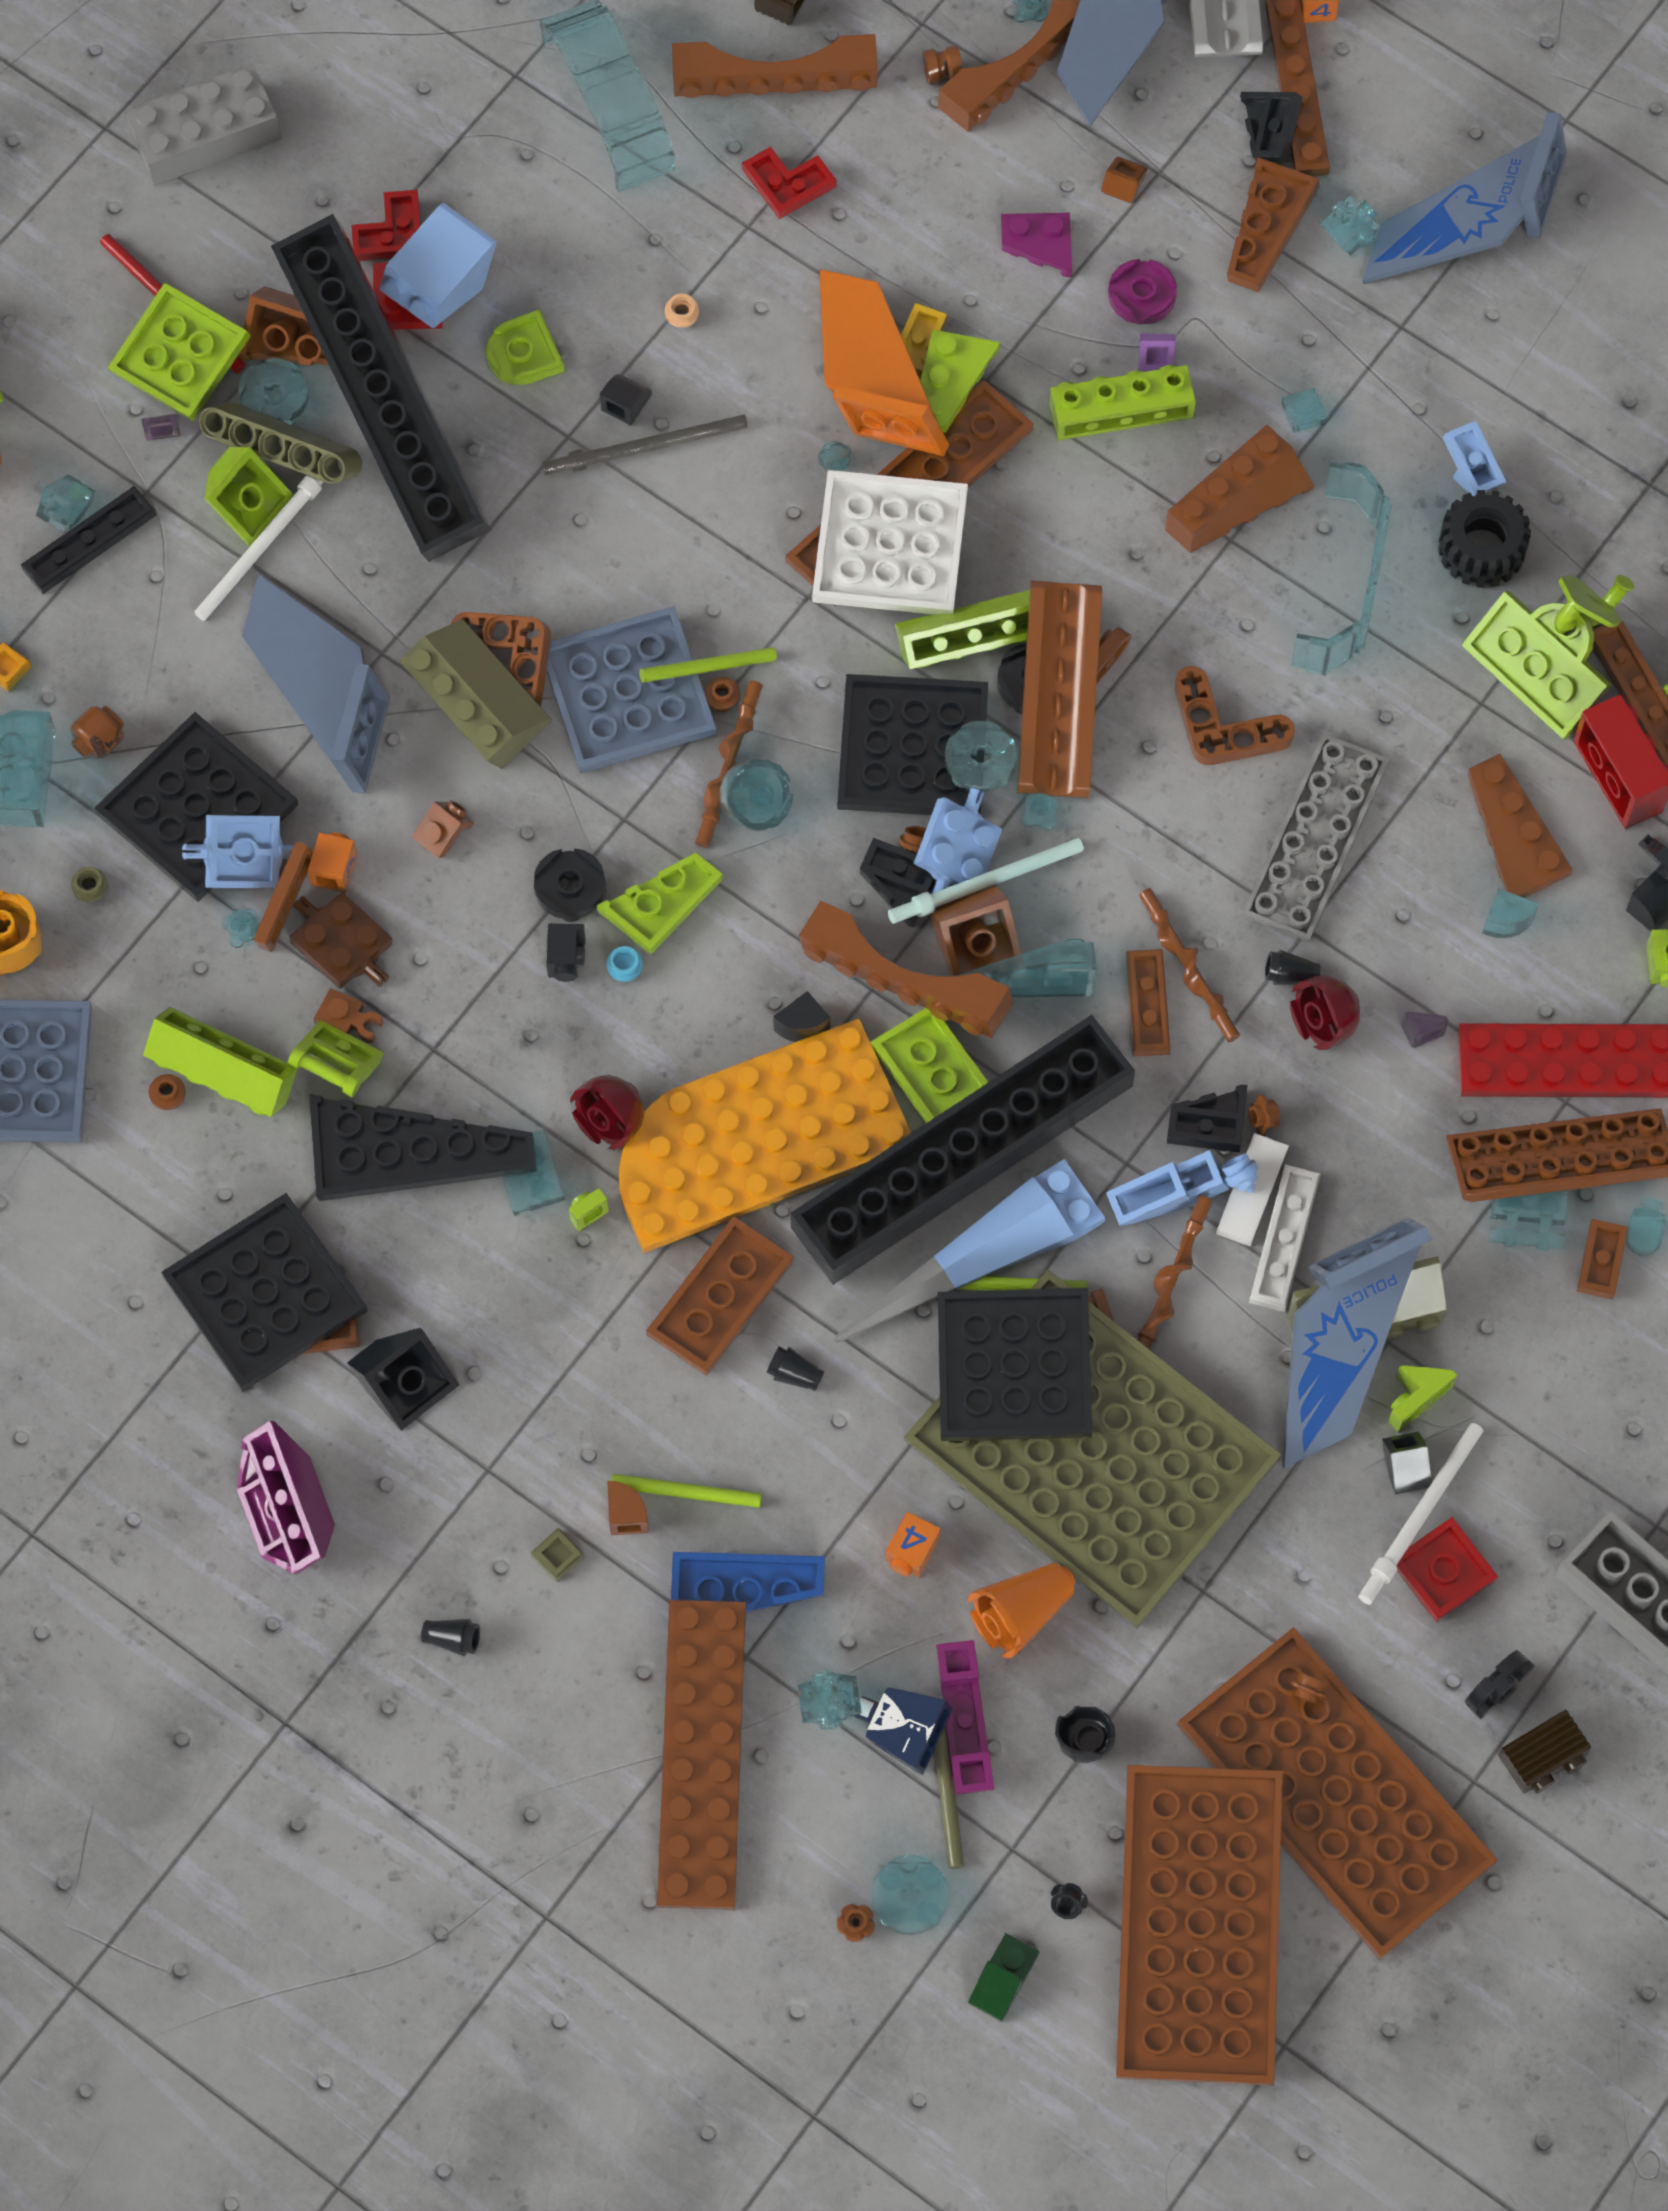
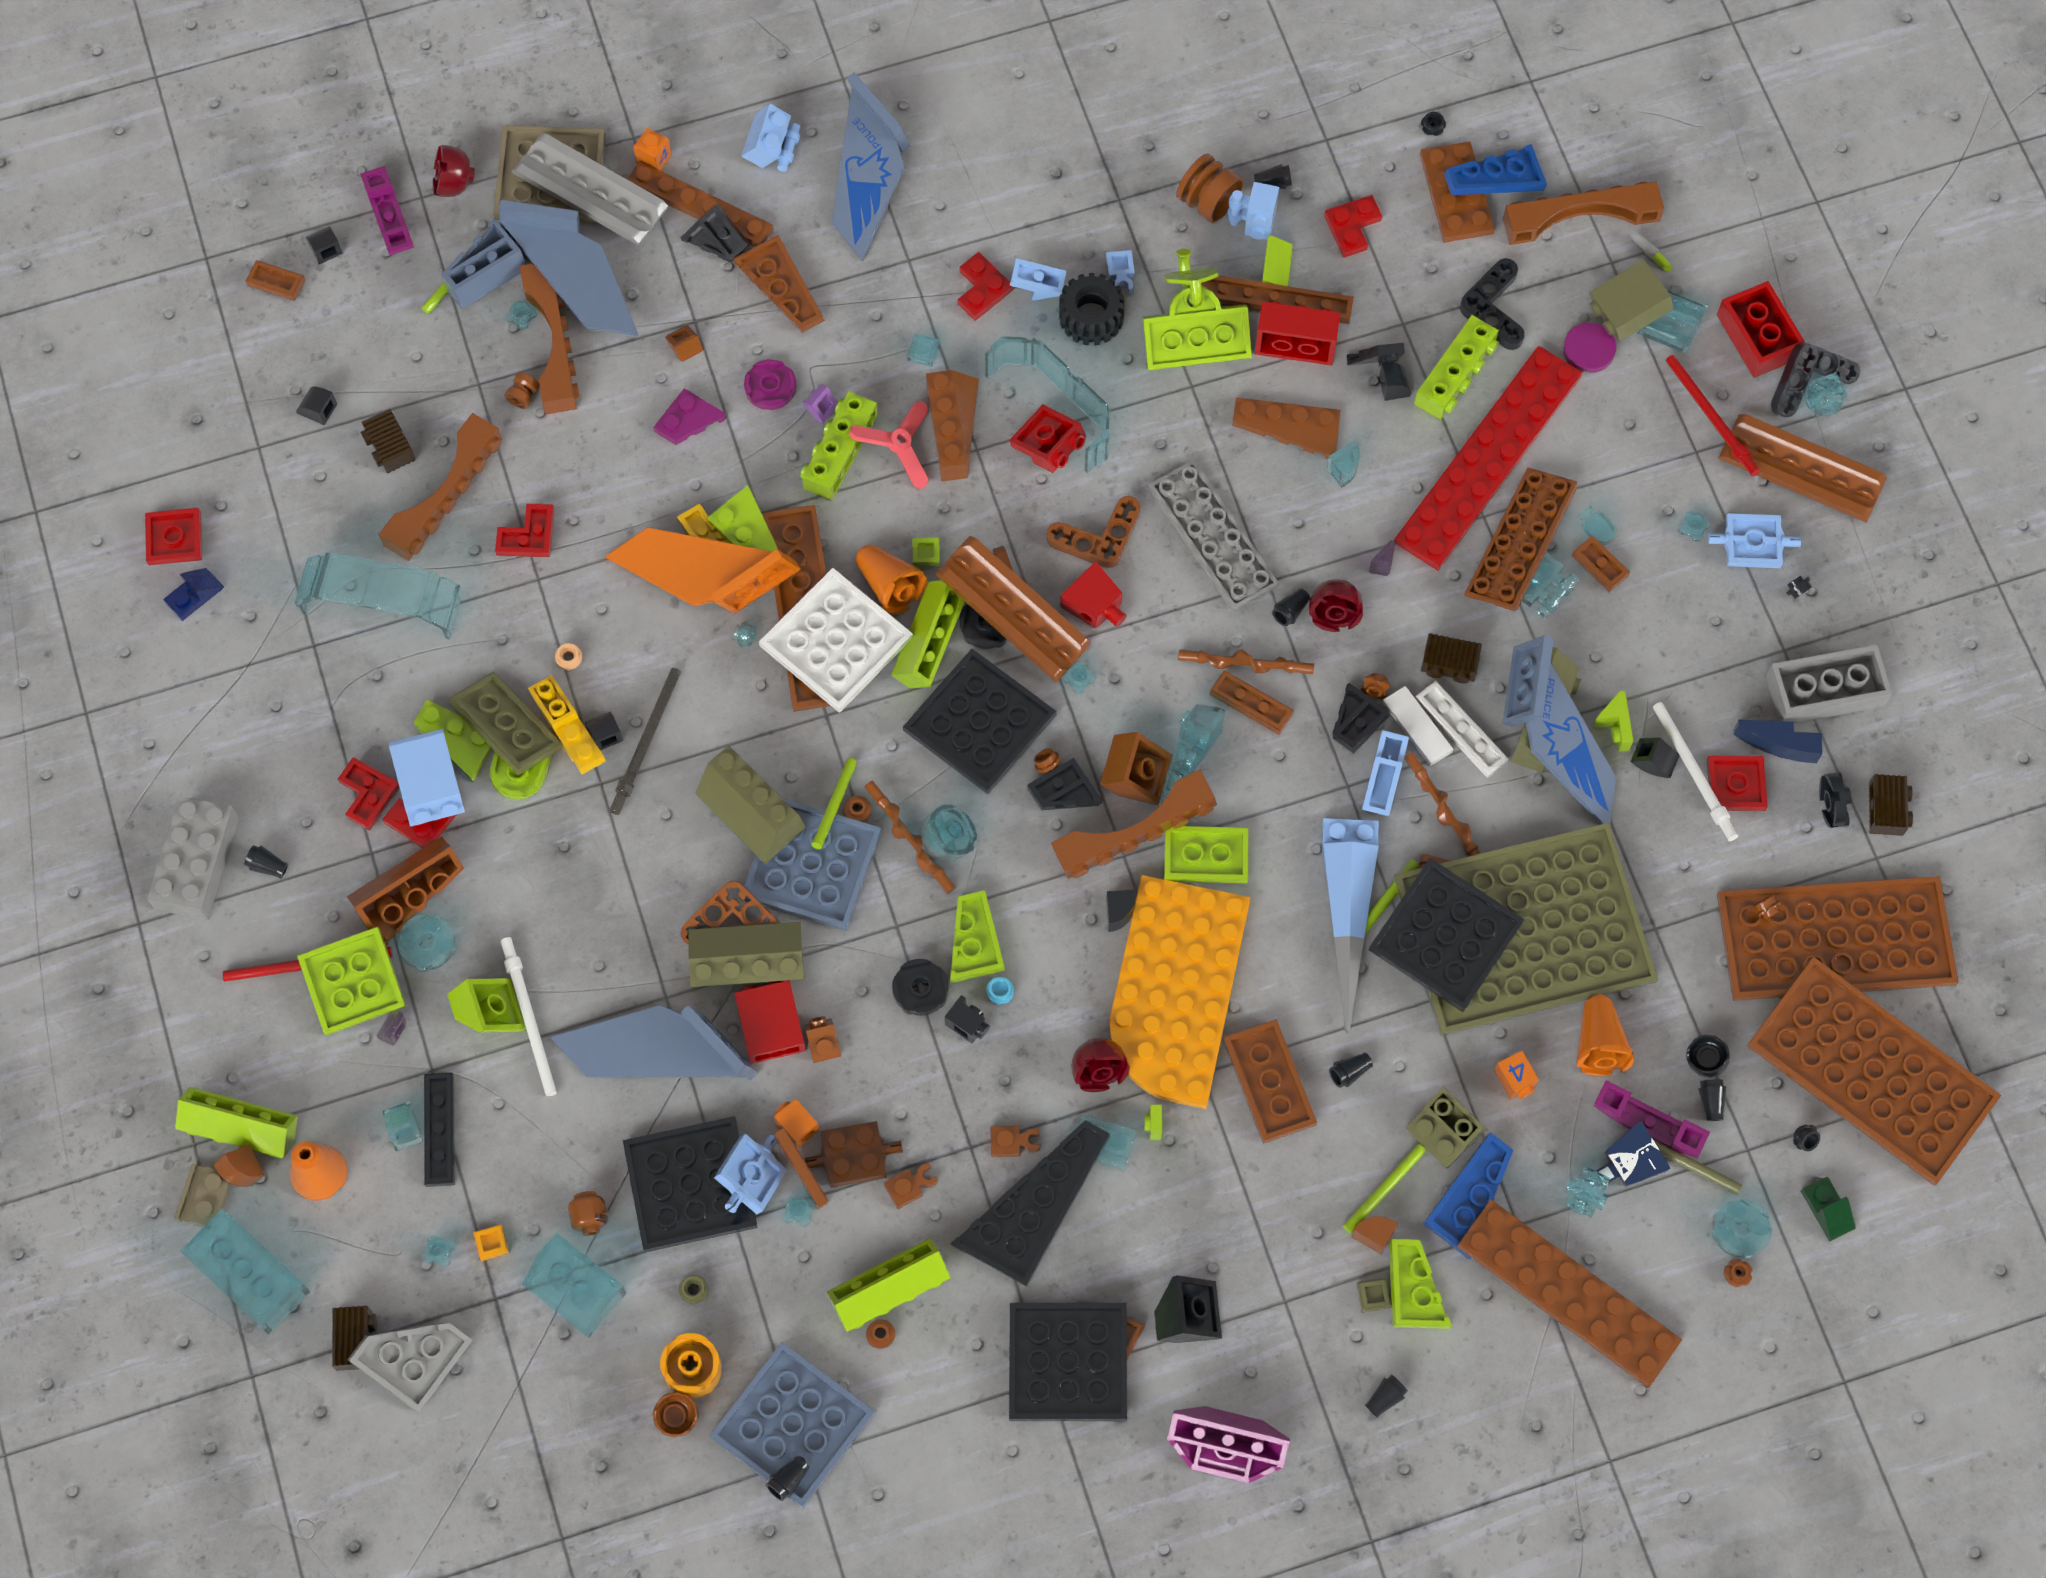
camera: 55 degrees left, 0 degrees up
(248, 189) = (265, 862): none -> black cone
(294, 442) = (480, 948): olive beam -> none
(339, 1050) = (936, 1203): lime plate -> none
(380, 388) = (490, 868): black brick -> none
(423, 763) = (769, 1021): none -> red brick
(465, 1081) = (1007, 1141): none -> dark orange plate
(515, 272) = (464, 744): none -> lime wing
(560, 301) = (505, 723): none -> olive tile
(591, 1589) = (1412, 1288): none -> lime wing
(603, 358) = (566, 725): none -> yellow slope
(643, 584) = (748, 805): none -> olive slope
(796, 1507) = (1445, 1128): none -> olive brick
(926, 903) = (1100, 781): light aqua bar -> none
(957, 842) = (1071, 739): light blue plate -> none
(962, 1149) = (1278, 873): black brick -> none
(983, 776) = (1022, 670): clear light blue plate -> none
(1003, 551) = (891, 578): none -> orange cone
(1041, 1771) = (1713, 1098): none -> black cone
(1066, 565) = (926, 552): none -> lime plate
(1143, 764) = (1094, 598): none -> red torso
(1166, 468) = (903, 450): none -> coral piece
(1240, 1173) = (1407, 723): light blue plate -> none
(1295, 598) = (1049, 438): none -> red plate
(1351, 224) = (827, 246): clear light blue brick -> none
(1358, 1172) = (1451, 658): none -> dark brown brick
(1426, 90) = (766, 138): none -> light blue brick
(1426, 425) = (988, 288): none -> red plate
(1534, 1585) = (1780, 739): none -> dark blue slope
(1560, 536) = (1121, 268): none -> light blue plate

